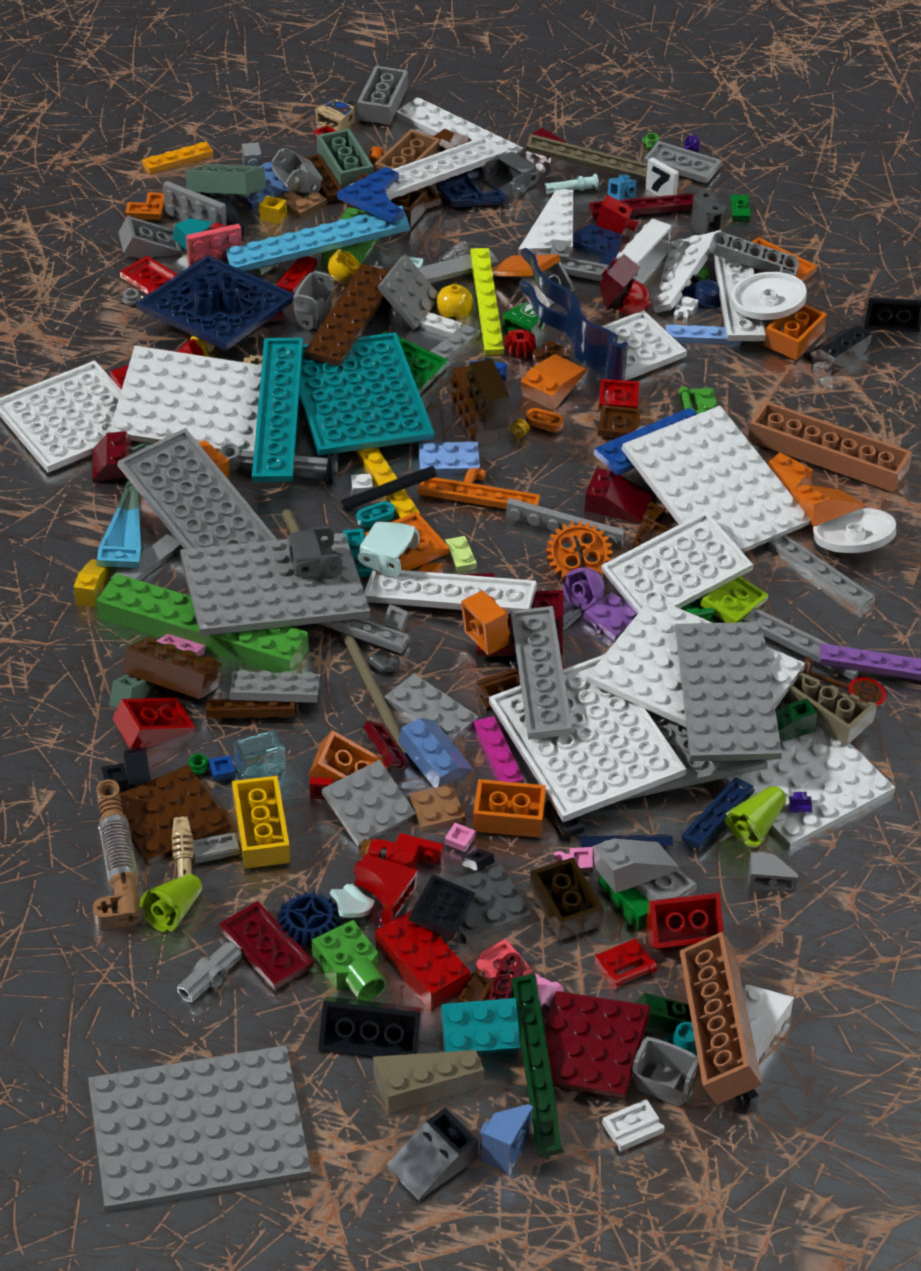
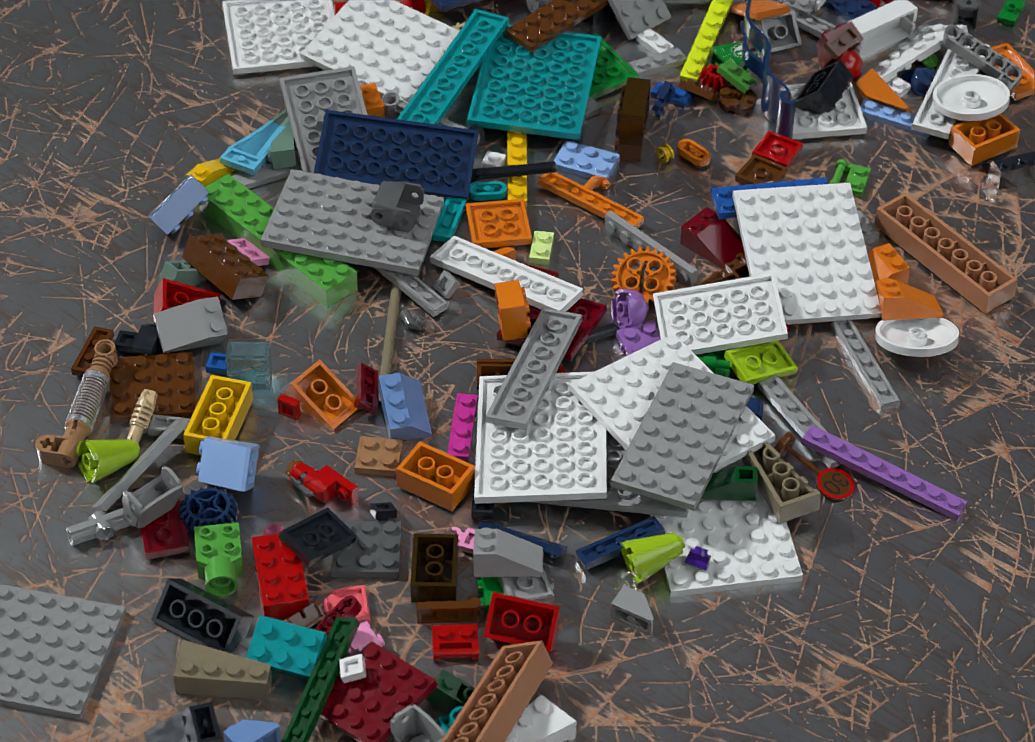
camera: 25 degrees right, 0 degrees up
(85, 619) = (179, 205): none -> medium blue slope
(85, 798) = (87, 353): none -> reddish brown plate
(107, 454) = (294, 65): dark red slope -> none
(155, 532) = (283, 150): none -> sand green slope
(177, 737) = (191, 325): none -> light grey slope
(198, 763) = (201, 353): green plate -> none
(213, 897) = (140, 465): none -> light grey tile
(245, 708) = (273, 321): reddish brown plate -> none
(256, 928) = (152, 499): none -> light grey piece
(274, 502) = (397, 150): none -> dark blue plate
(275, 686) = (305, 310): light grey plate -> none
(305, 864) = (228, 463): none -> light blue slope
(352, 901) = (252, 509): light aqua arm -> none
(368, 802) = (320, 431): light grey plate -> none
(384, 546) = (469, 217): light aqua piece -> none
(388, 882) = (292, 503): red arch -> none
(420, 699) = (427, 364): light grey plate -> none
(454, 302) = (679, 25): yellow cylinder -> none
(460, 837) = (380, 487): bright pink plate -> none
(520, 359) = (705, 92): none -> reddish brown plate
(543, 335) = (737, 76): none -> bright green plate
(551, 381) = (720, 118): orange slope -> none
(560, 1023) = (352, 668): none -> white plate
(602, 936) = (449, 611): none -> reddish brown plate
(627, 275) = (842, 41): none -> reddish brown plate
(631, 322) = (824, 89): none -> black slope
(676, 312) = (877, 90): none -> orange slope

